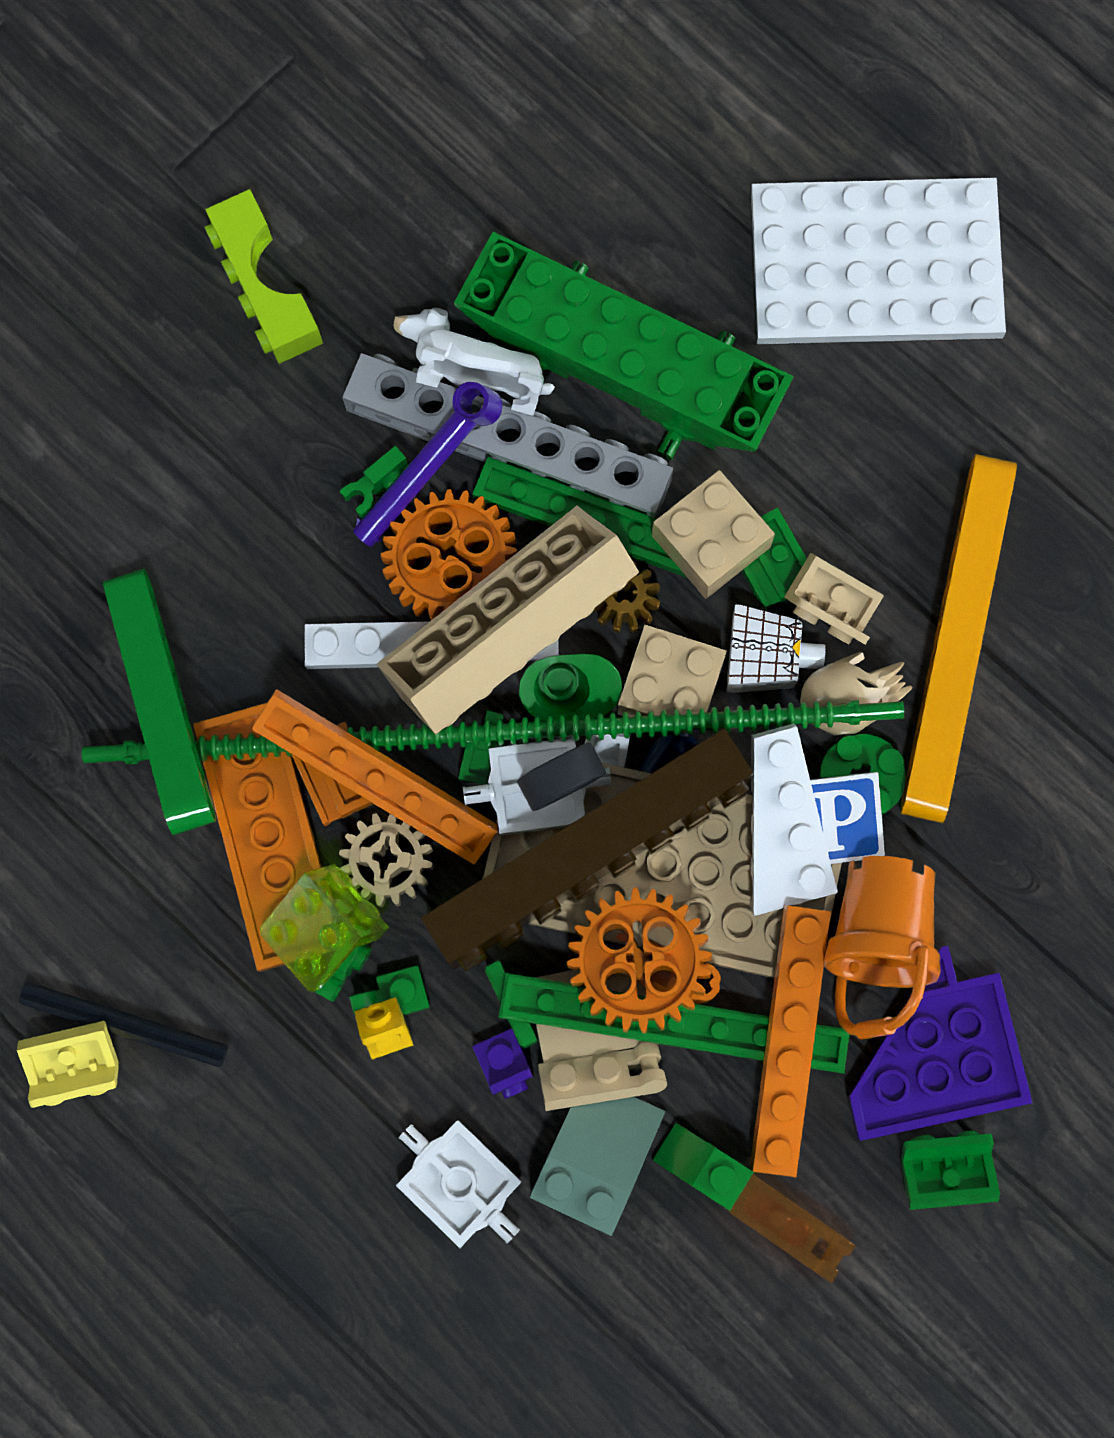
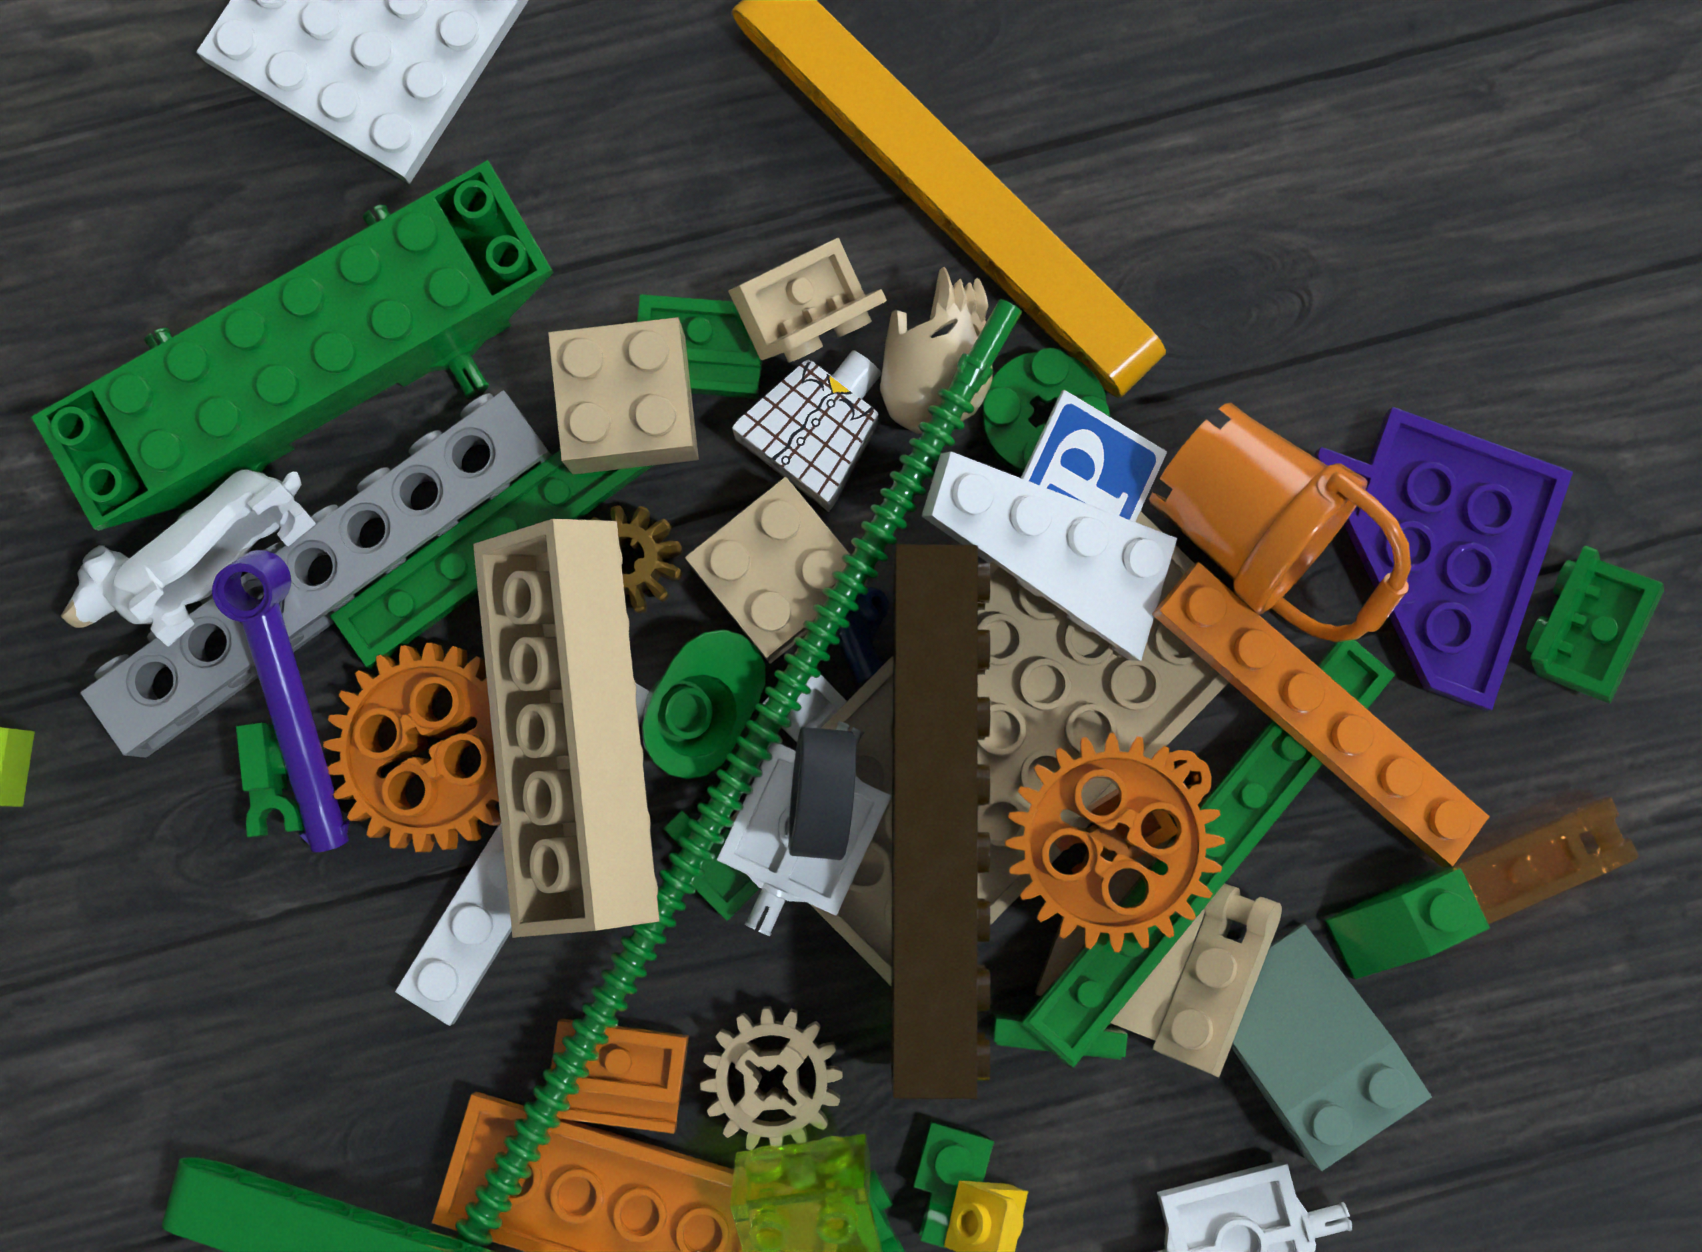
camera: 60 degrees left, 5 degrees up
(375, 777) = (656, 1034): orange plate -> none
(503, 1064) = (1126, 1092): dark purple bracket -> none

